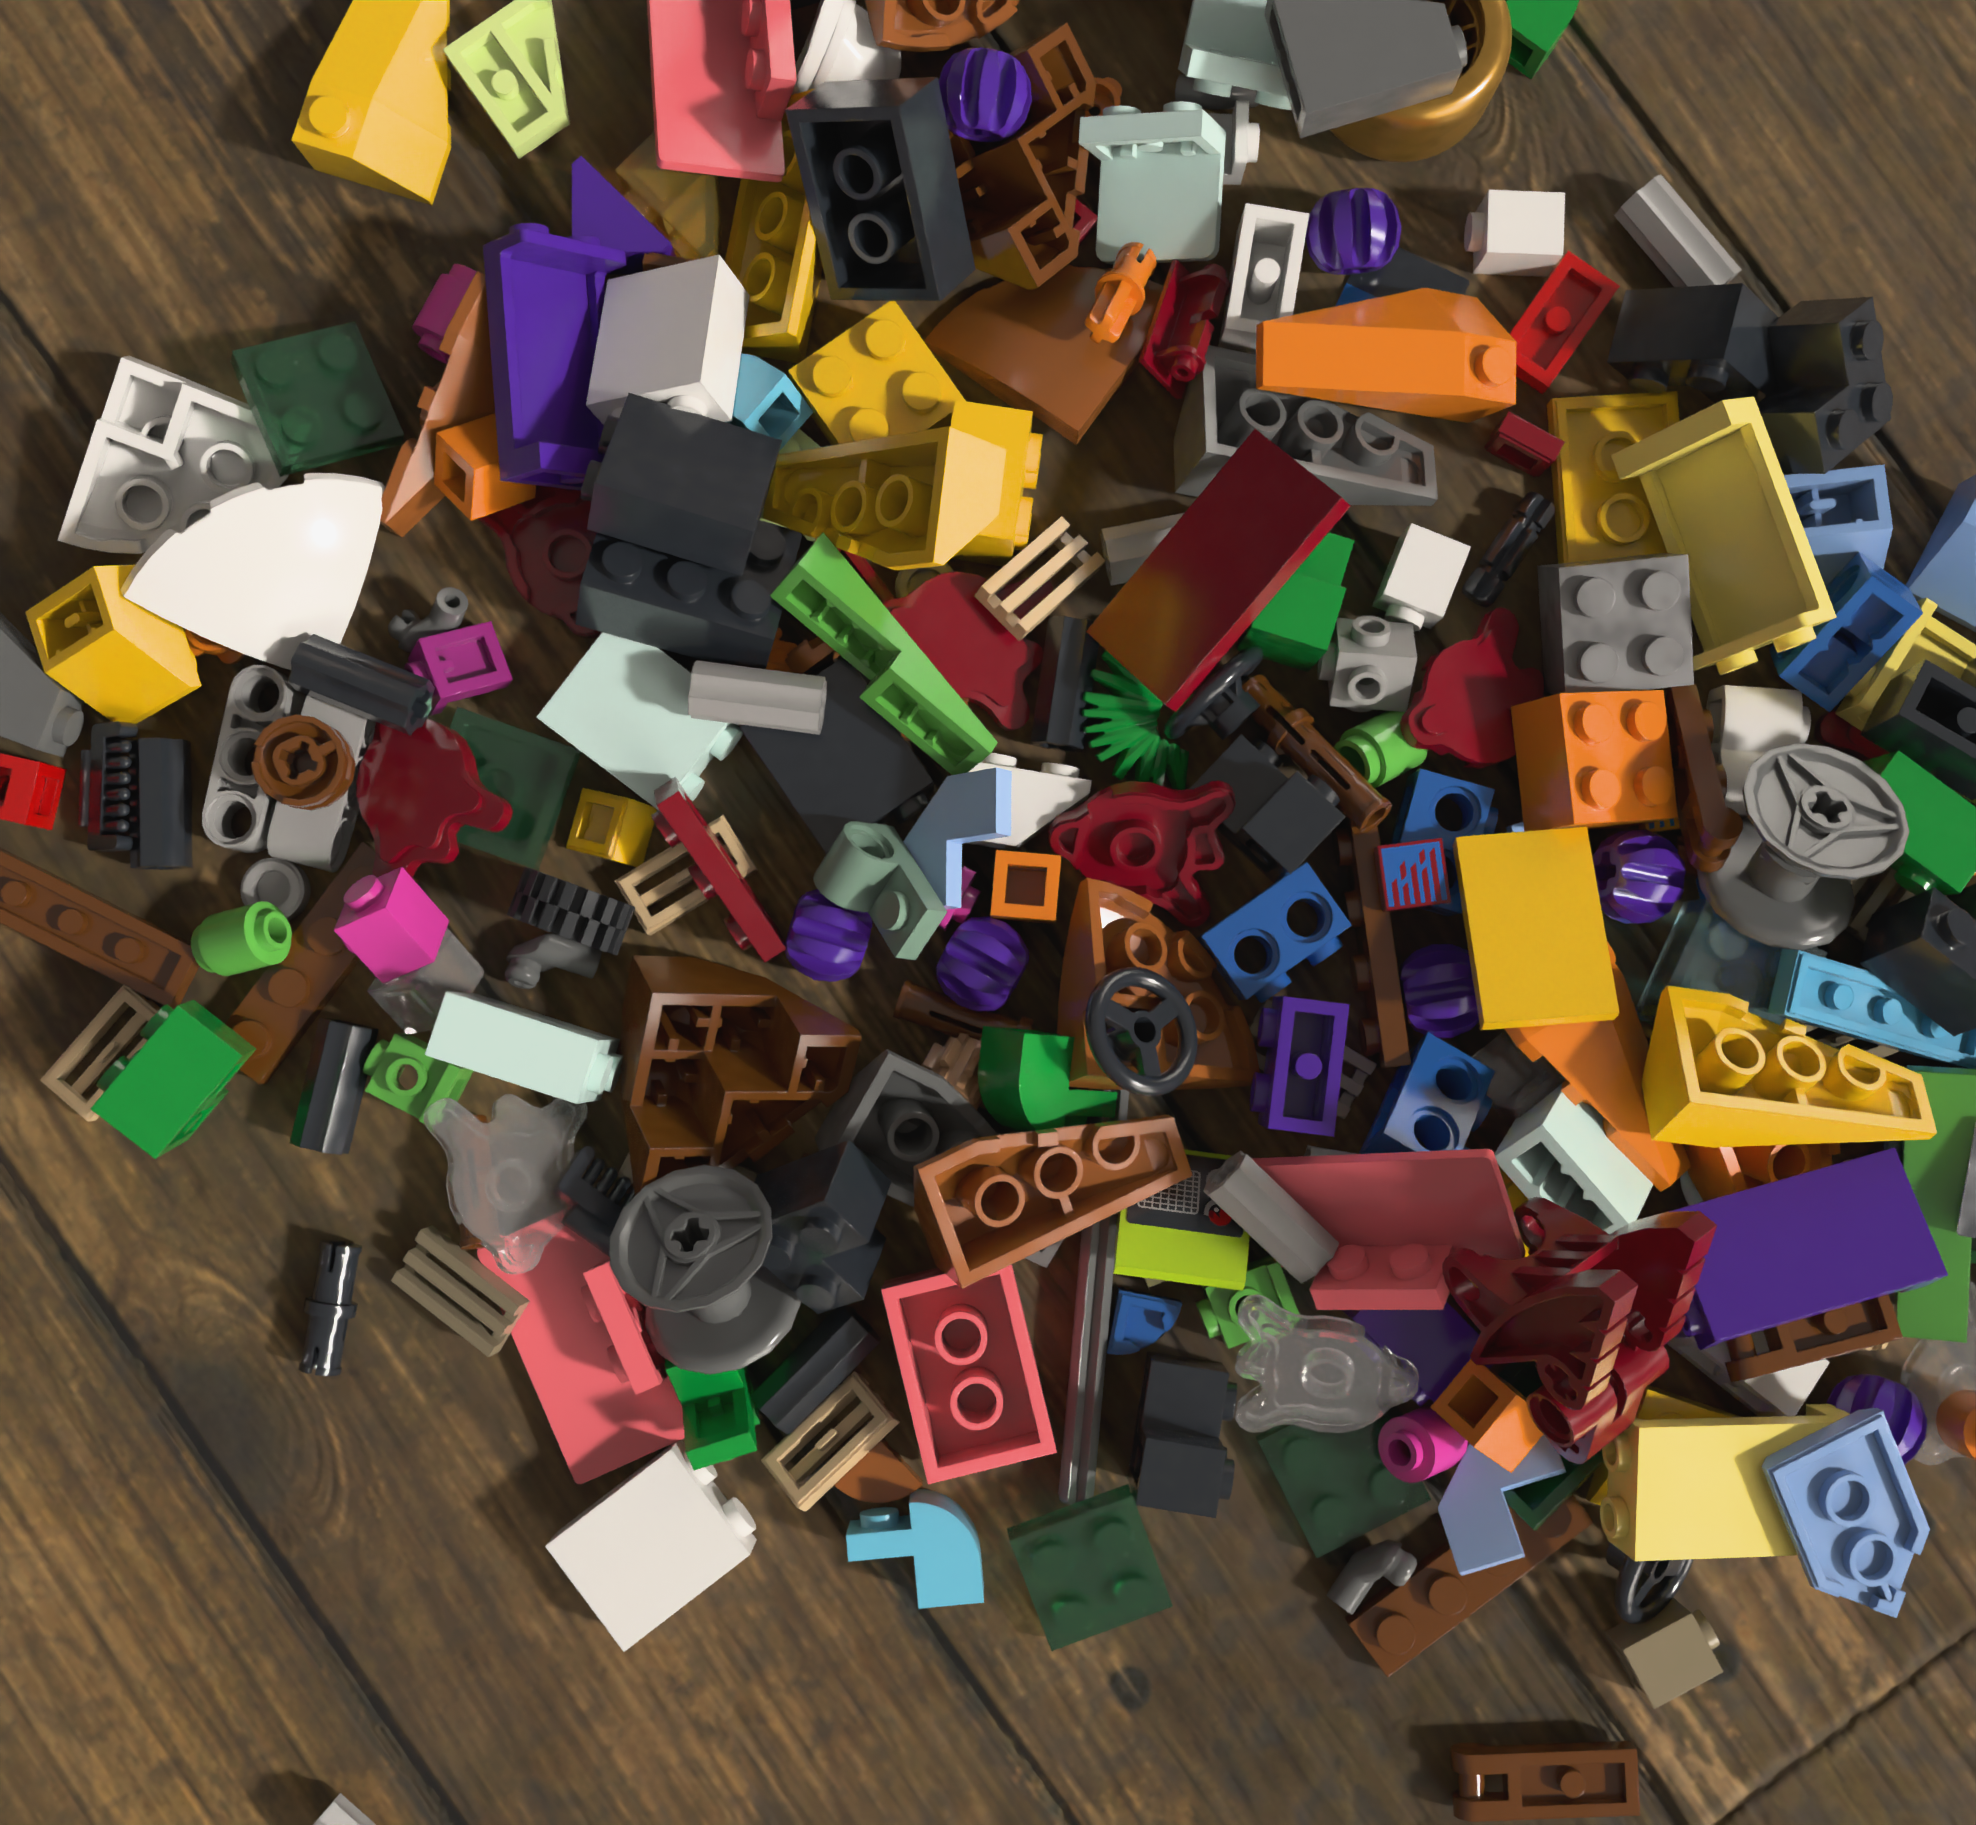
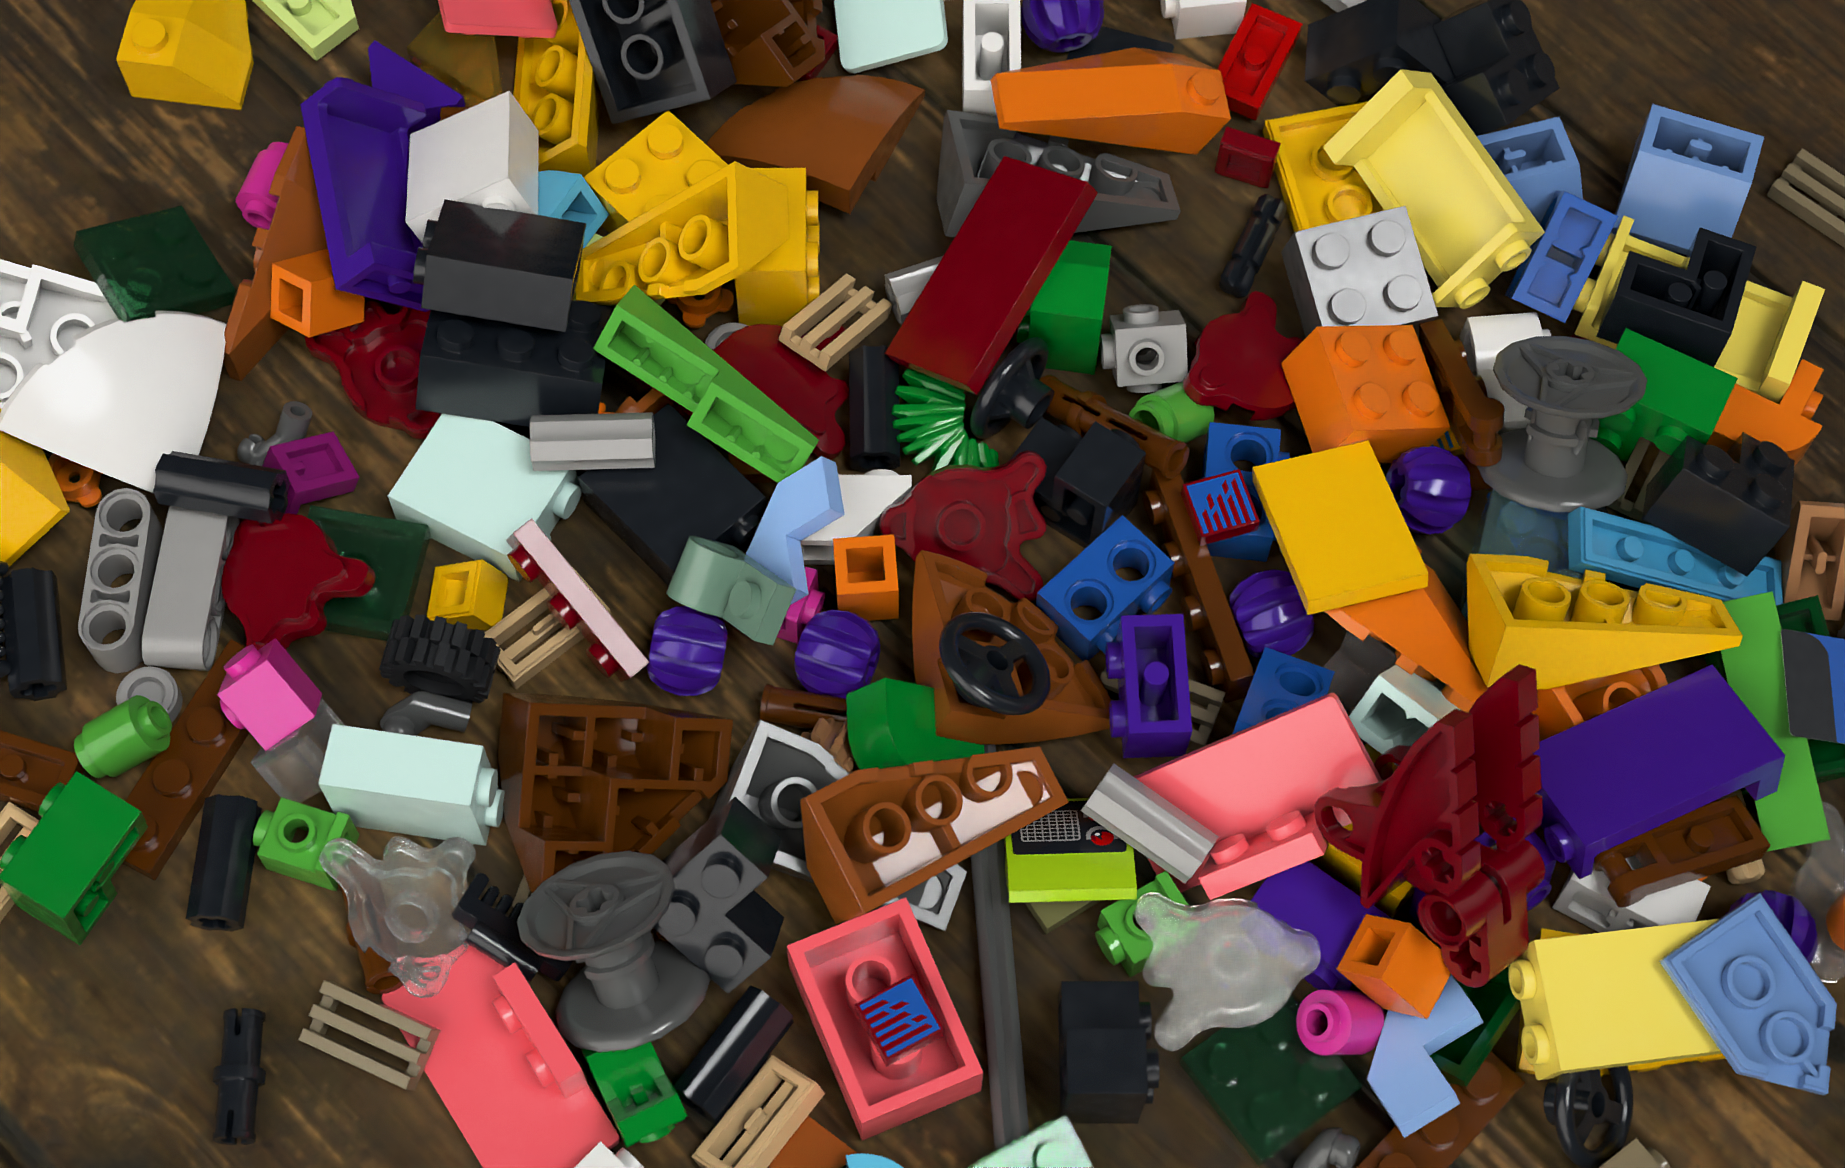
camera: 10 degrees left, 20 degrees down
(303, 762) = (173, 556): reddish brown wheel -> none
(981, 1392) = (899, 1020): none -> tile
(1120, 293) = (867, 80): orange axle -> none
(1140, 1320) = (1044, 964): blue tile -> none
(1181, 325) = (927, 100): dark red hinge -> none
(1420, 577) = (1179, 271): white brick -> none

